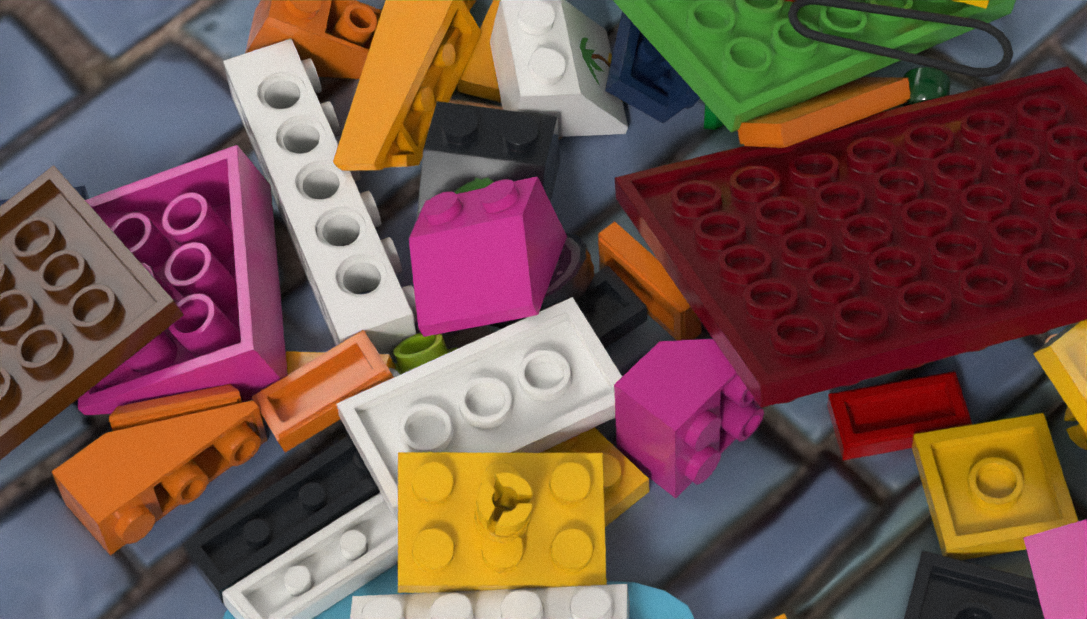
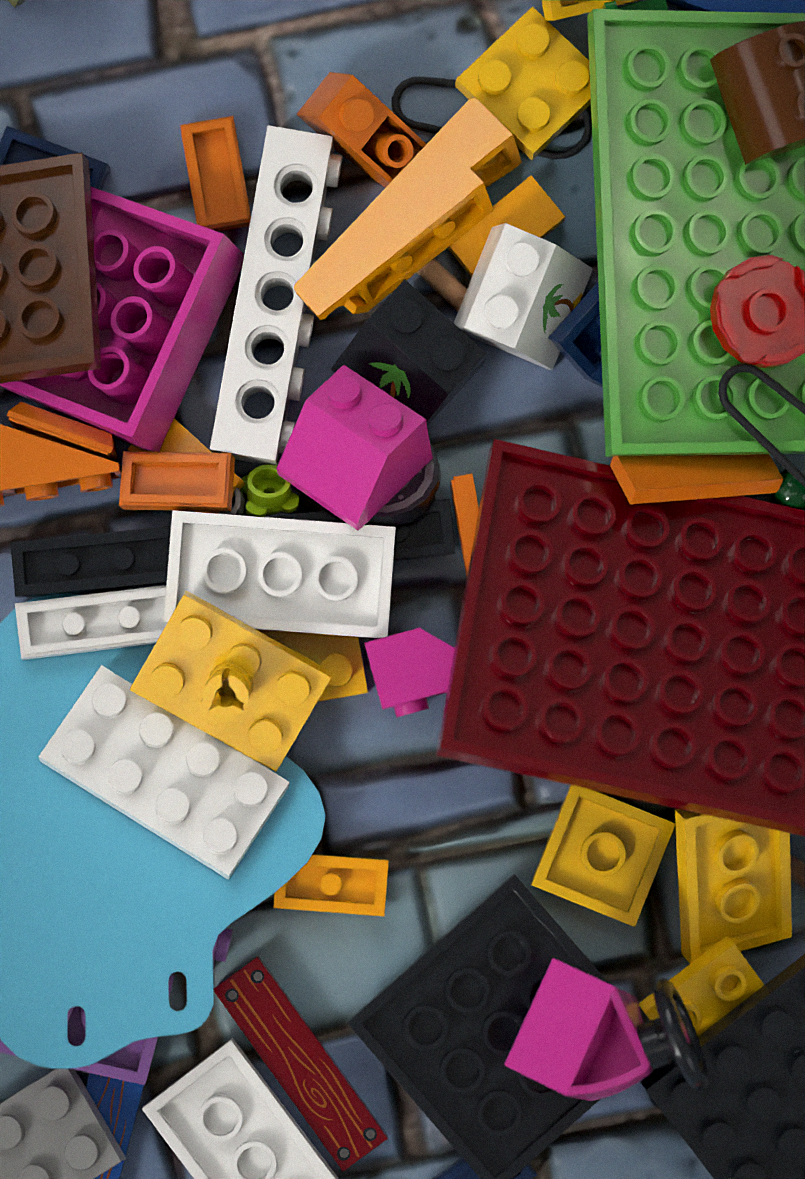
camera: 25 degrees right, 30 degrees up
(187, 131) = (216, 174): none -> orange tile

